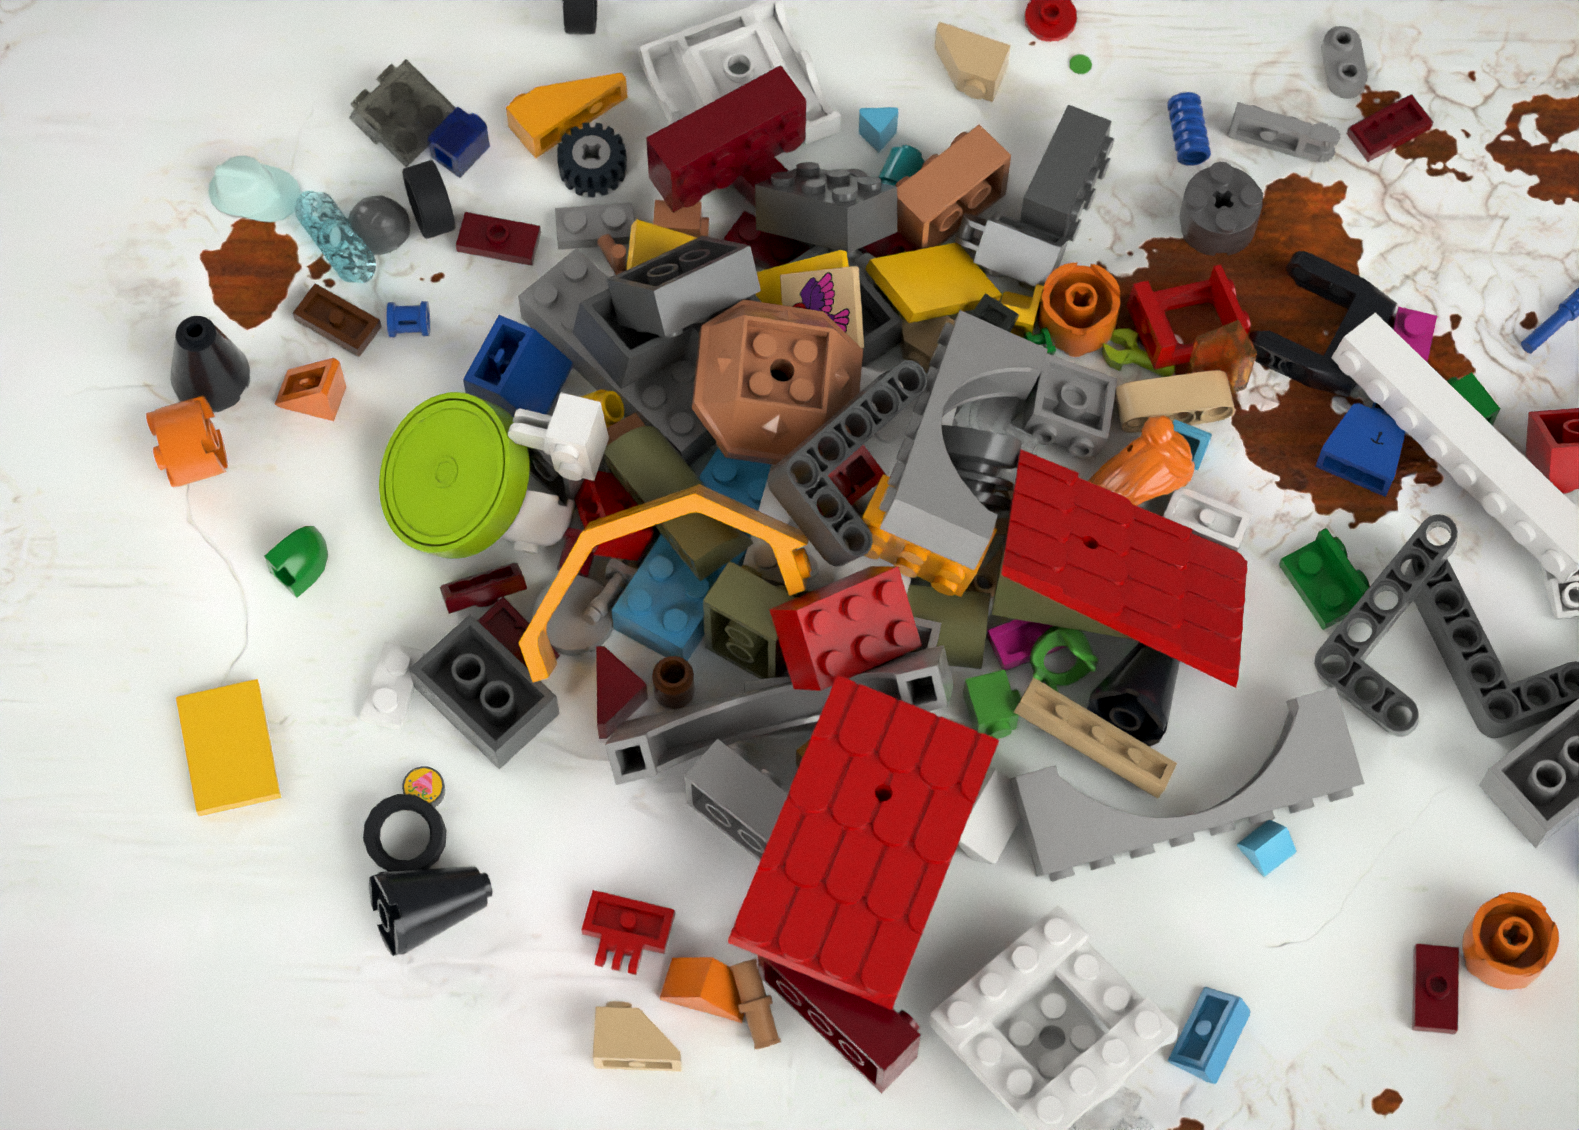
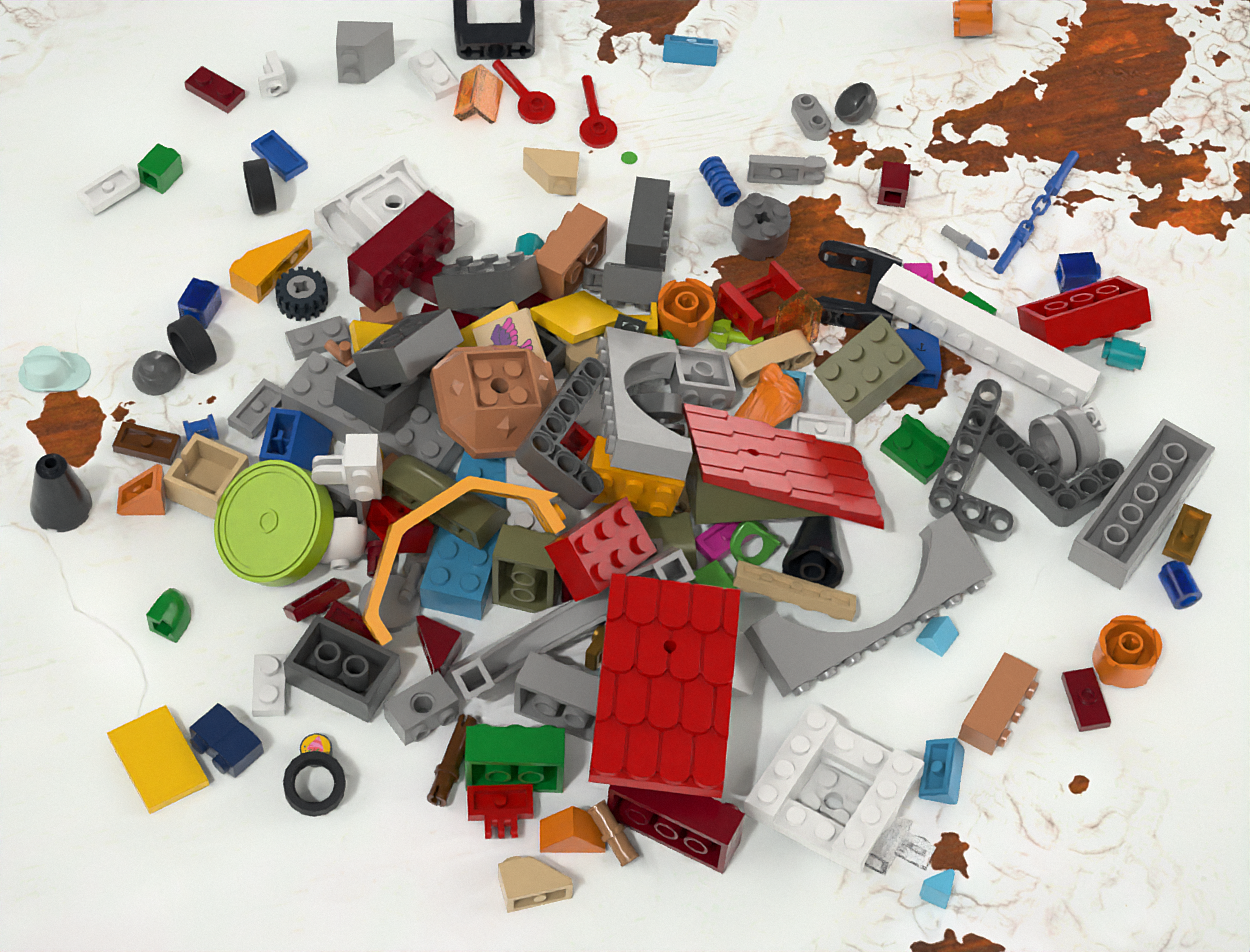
camera: 20 degrees left, 10 degrees down
(187, 441) = (61, 550): orange brick -> none
(315, 747) = (225, 740): none -> dark blue brick
(320, 232) = (140, 387): clear light blue beam -> none
(400, 382) = (209, 472): none -> tan piece
(401, 111) = (150, 291): clear smoke plate -> none
(425, 903) = (343, 827): black cone -> none
(479, 310) = (255, 409): none -> light grey plate
(498, 238) = (249, 362): dark red plate -> none
(546, 762) = (429, 693): none -> light grey brick
(577, 861) = (448, 771): none -> reddish brown pin
(660, 870) = (515, 756): none -> green brick
(673, 682) = (479, 627): reddish brown brick -> none
(878, 125) = (501, 226): medium azure slope -> none
(1294, 453) = (868, 369): none -> olive brick
(1315, 966) = (999, 704): none -> nougat brick
(1389, 128) = (856, 151): dark red plate -> none
(1410, 58) = (856, 103): none -> dark grey piece
(1423, 188) = (894, 184): none -> dark red brick
(1494, 295) = (964, 242): none -> light grey piece
(1526, 623) = (1065, 440): none -> light grey wheel

